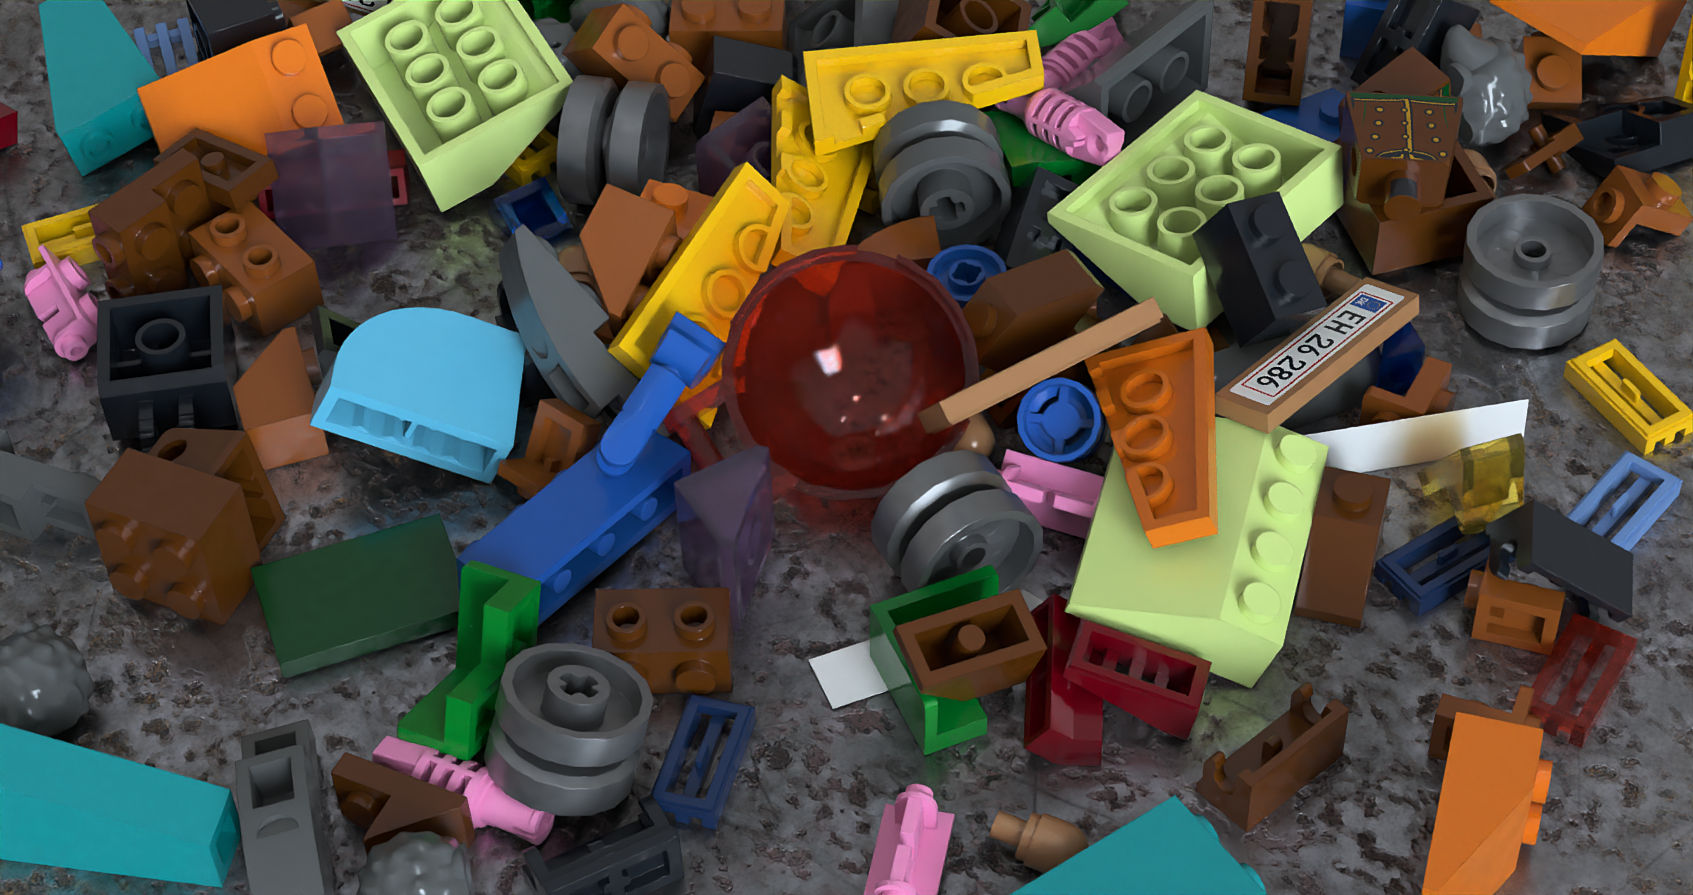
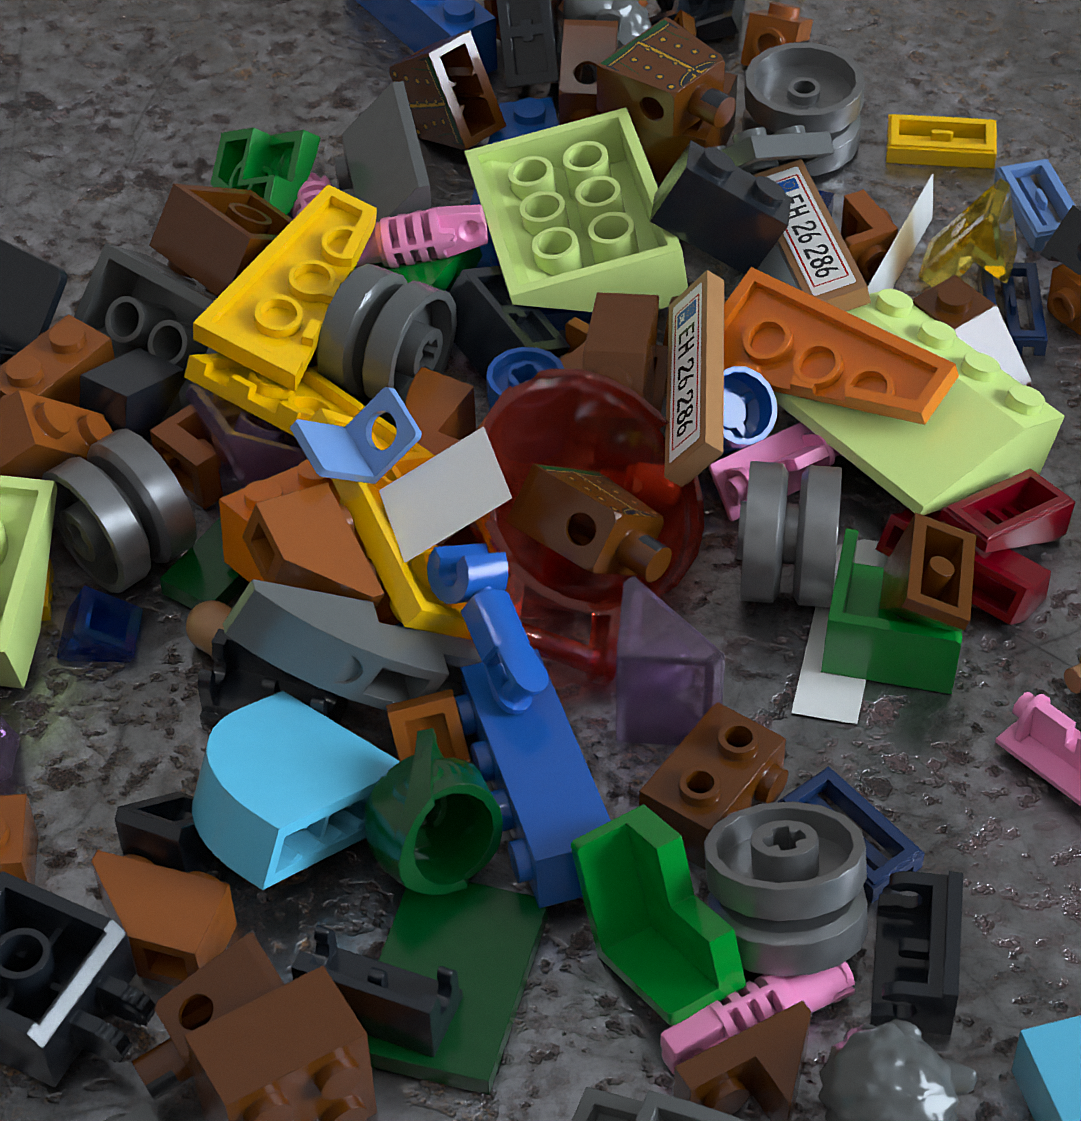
camera: 55 degrees left, 0 degrees up
(295, 549) = (386, 998): none -> black hinge
(458, 484) = (432, 820): none -> dark green helmet
(712, 198) = (349, 450): none -> medium blue bracket
(724, 281) = (444, 494): none -> white sticker
(833, 398) = (591, 522): none -> reddish brown torso
(1379, 258) = (759, 152): none -> dark grey plate

